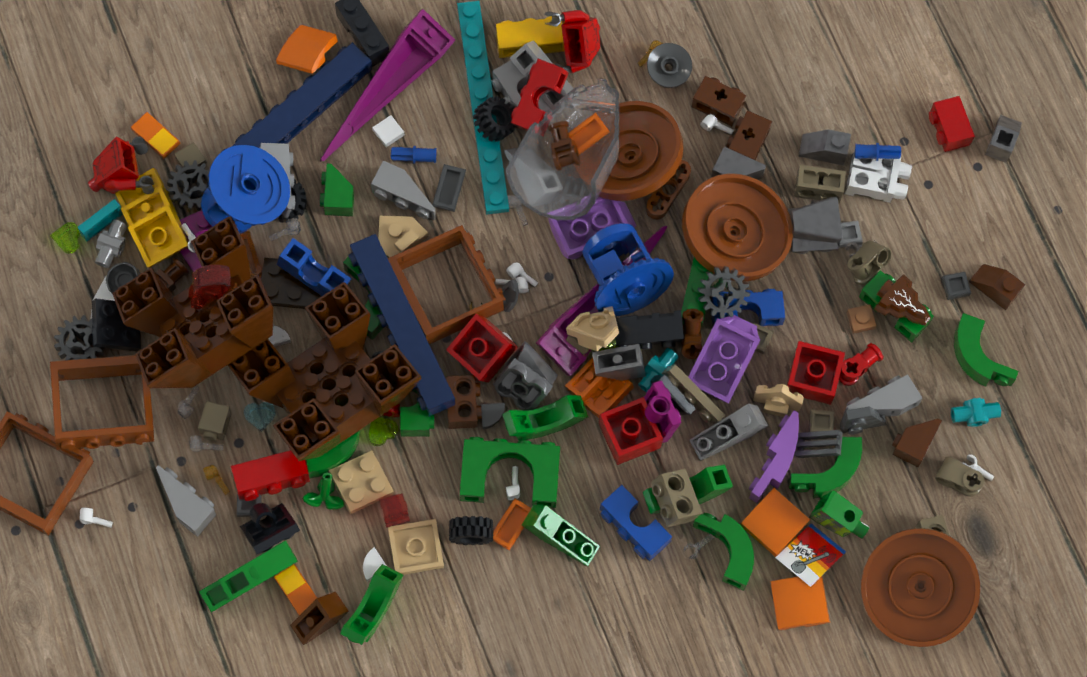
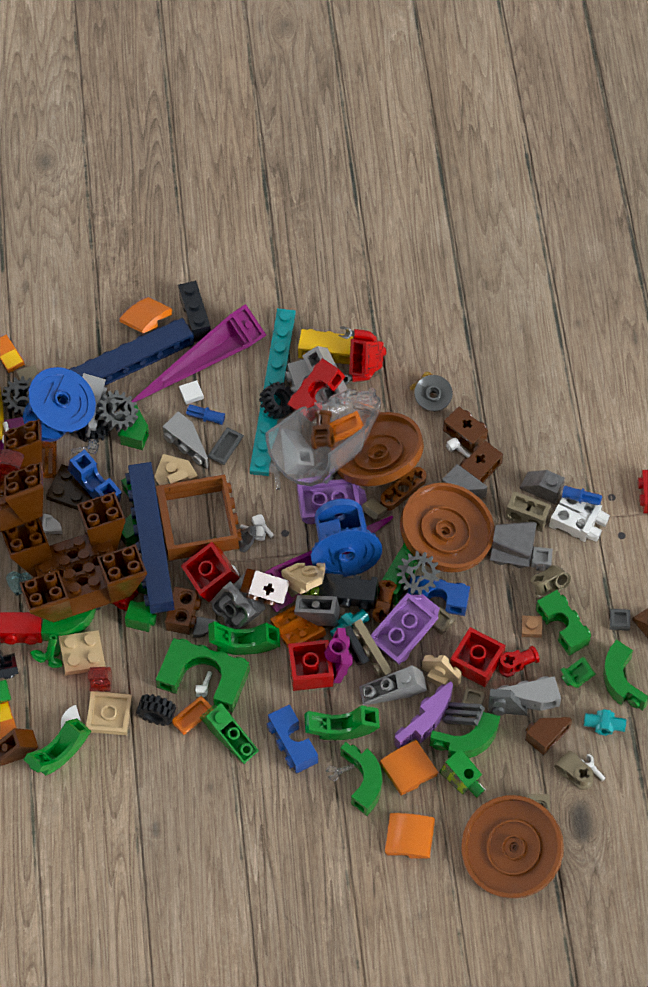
camera: 20 degrees right, 10 degrees down
(303, 176) = (113, 402): none -> dark grey gear
(381, 430) = (111, 617): clear neon green tile -> none
(553, 353) = (274, 591): none -> brick
(643, 223) = (374, 509): none -> dark tan tile
(680, 496) = (333, 723): dark tan brick -> none
(810, 554) = (430, 800): sticker -> none
(901, 301) = (565, 616): reddish brown rock -> none
(930, 362) = (577, 673): none -> green bracket

